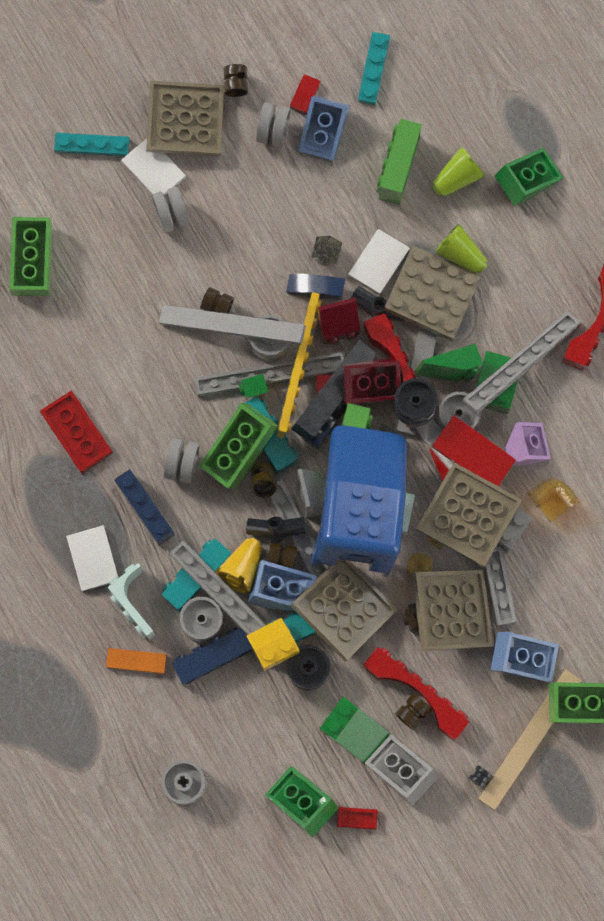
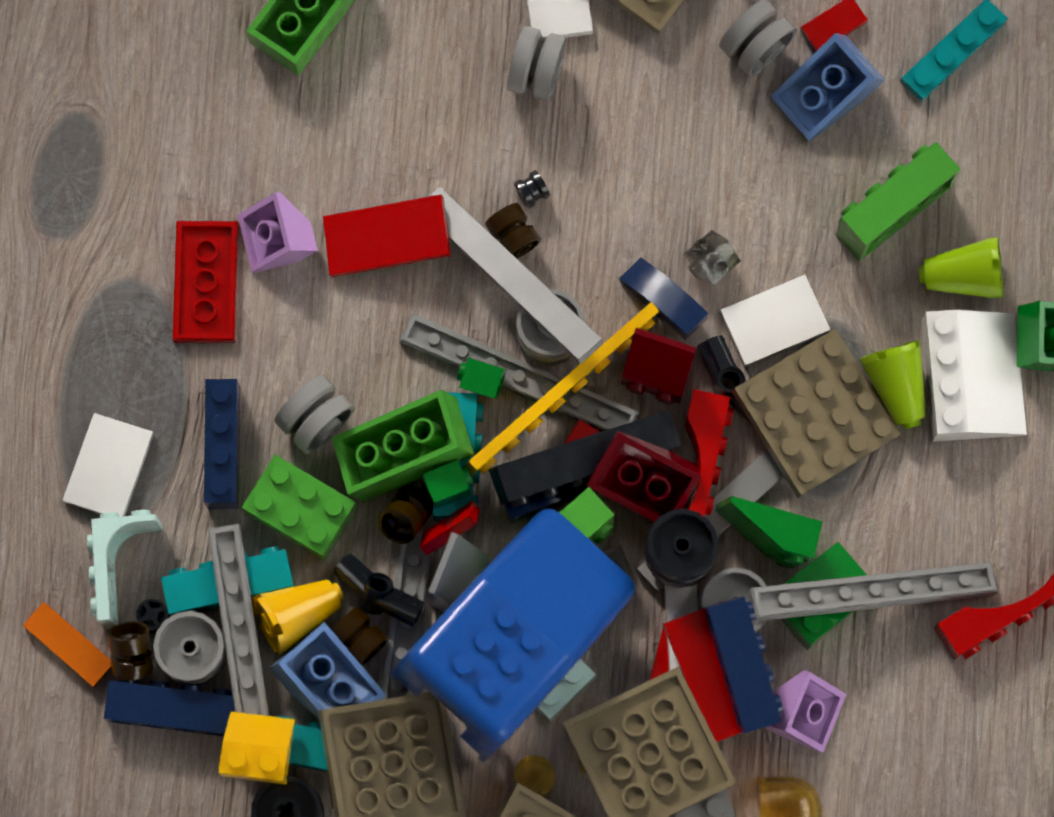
camera: 35 degrees right, 0 degrees up
(95, 383) = (275, 233): none -> lavender slope
(154, 347) = (386, 236): none -> red tile
(169, 612) = (150, 611): none -> black wheel
(171, 641) = (130, 650): none -> dark brown wheel
(206, 512) = (299, 508): none -> bright green brick
(211, 275) = (532, 189): none -> black wheel
(275, 449) = (447, 483): none -> green brick
(291, 471) = (457, 522): none -> red tile
(485, 439) = (743, 664): none -> dark blue brick
(495, 224) = (973, 375): none -> white slope

